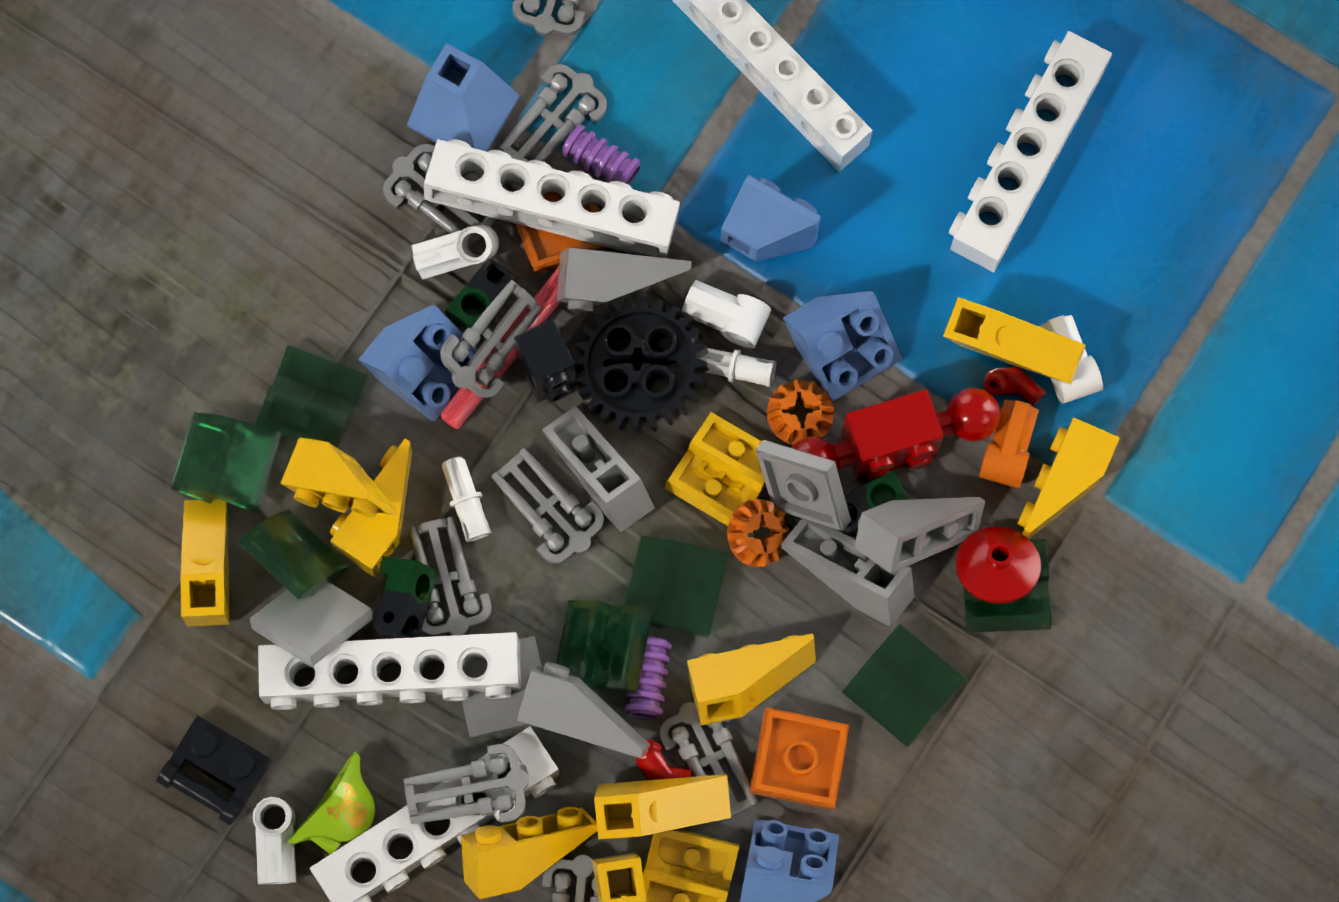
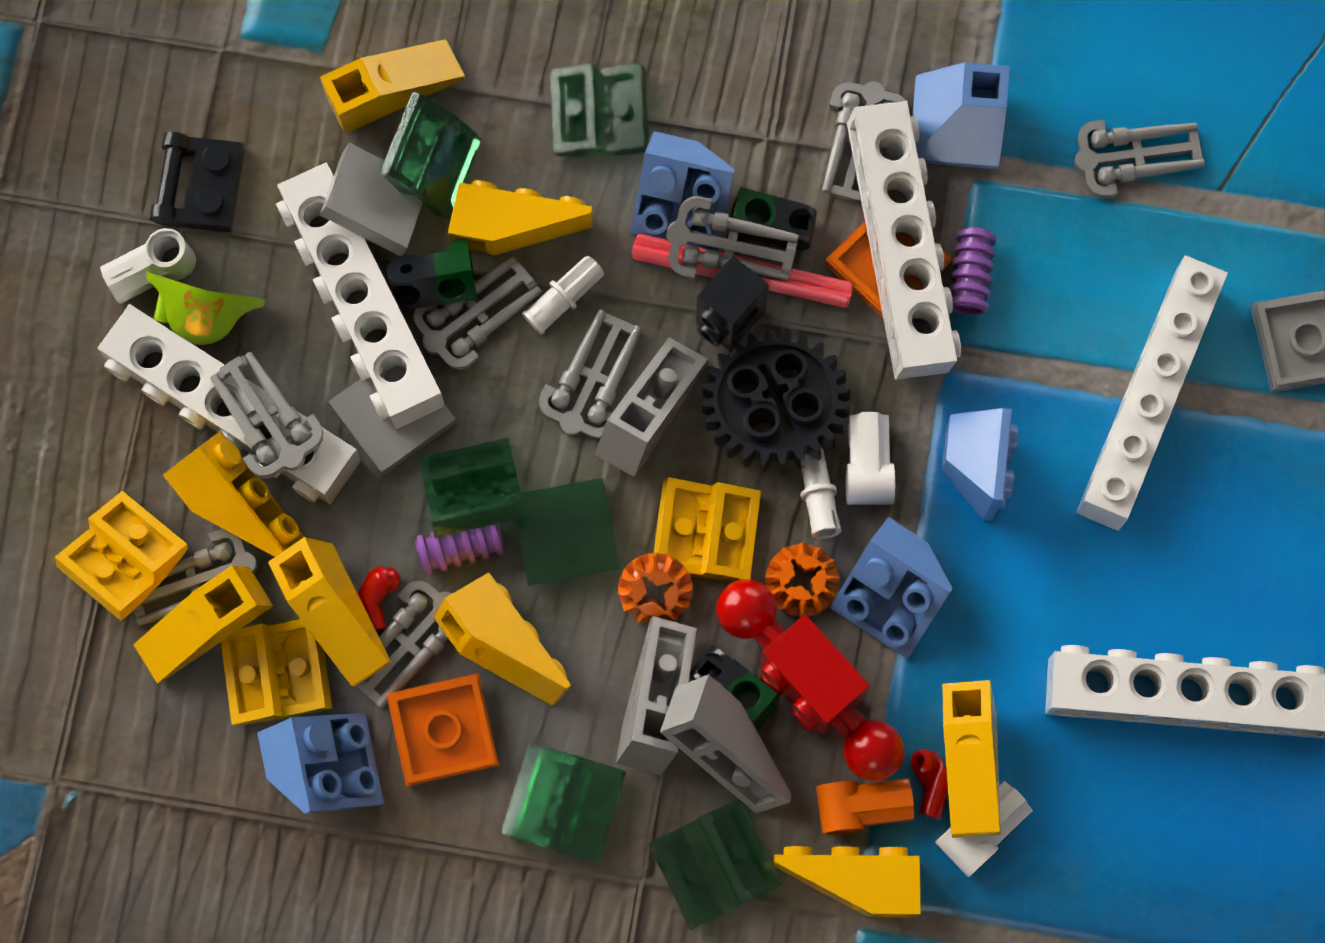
camera: 70 degrees right, 0 degrees up
(226, 460) = (499, 57): clear green slope -> none
(335, 479) = (519, 159): yellow slope -> none
(452, 251) = (807, 173): white piece -> none
(572, 709) = (388, 485): light grey slope -> none
(582, 86) = (1041, 223): light grey piece -> none
(598, 277) = (846, 325): light grey slope -> none
(803, 485) = (716, 607): light grey tile -> none
(993, 579) = (712, 856): red dish -> none

